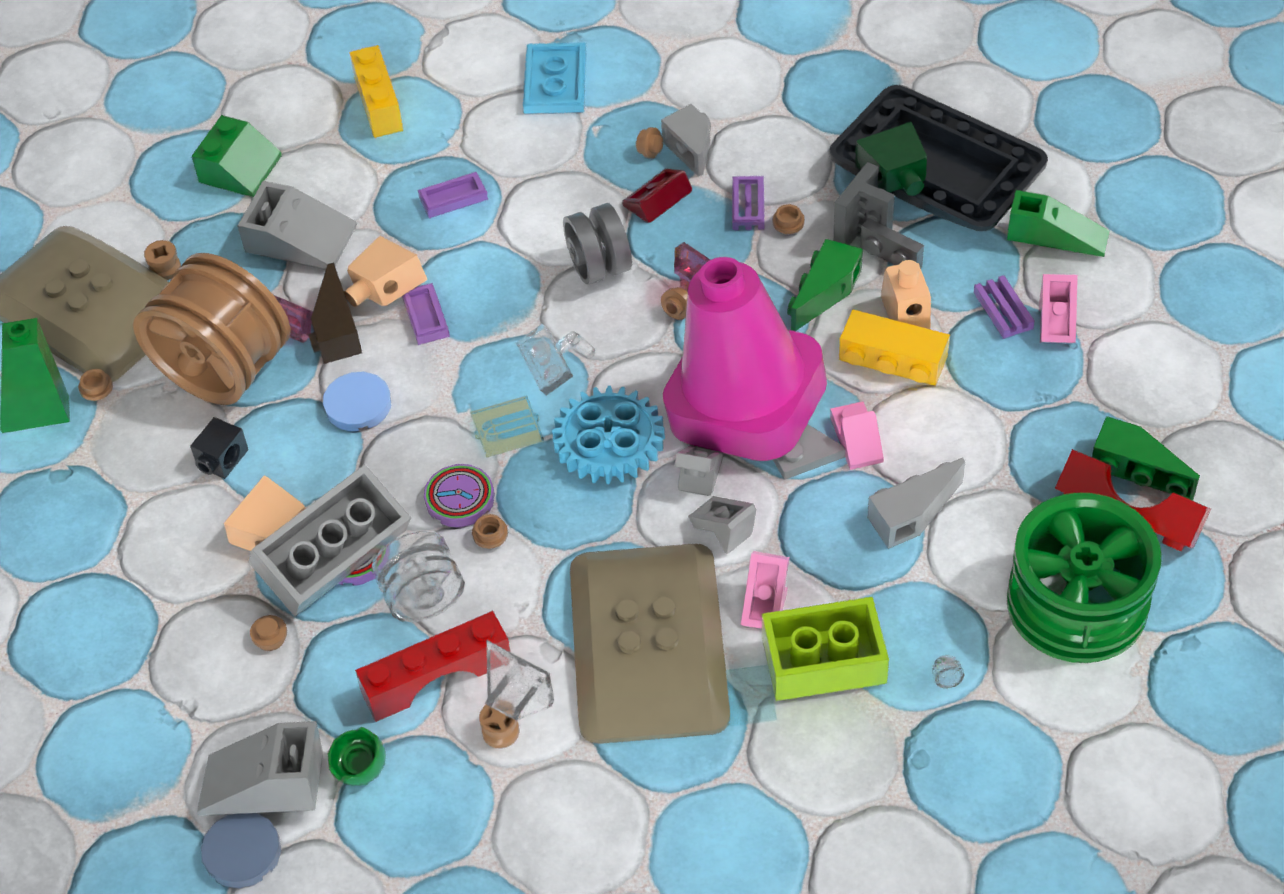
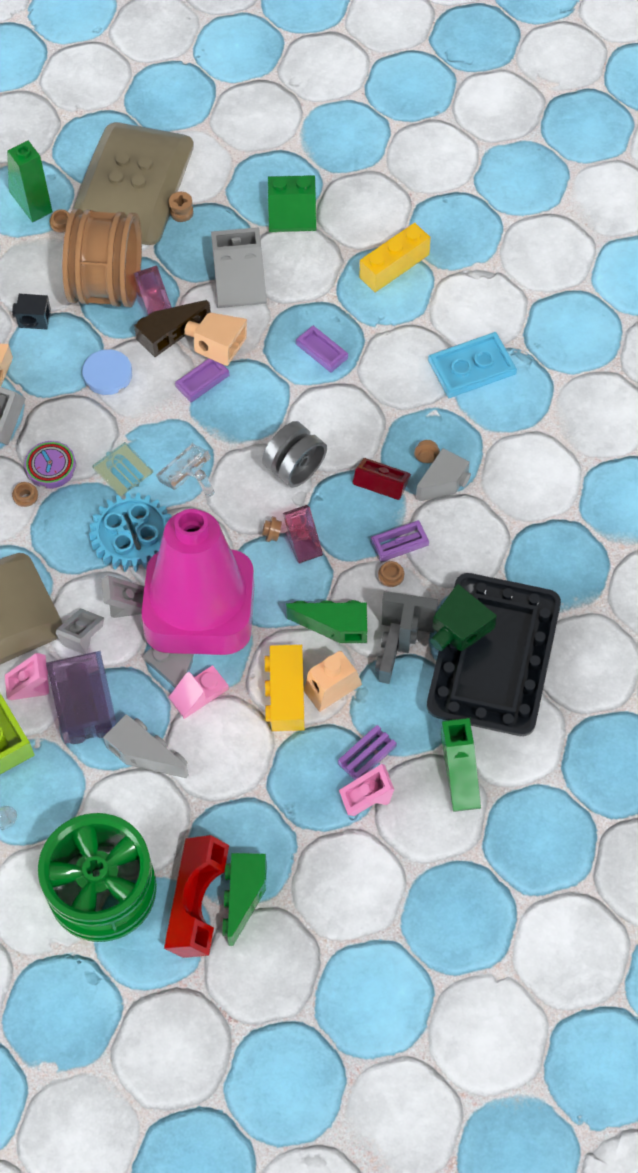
camera: 65 degrees right, 10 degrees up
(826, 538) = (82, 697): none -> clear purple slope

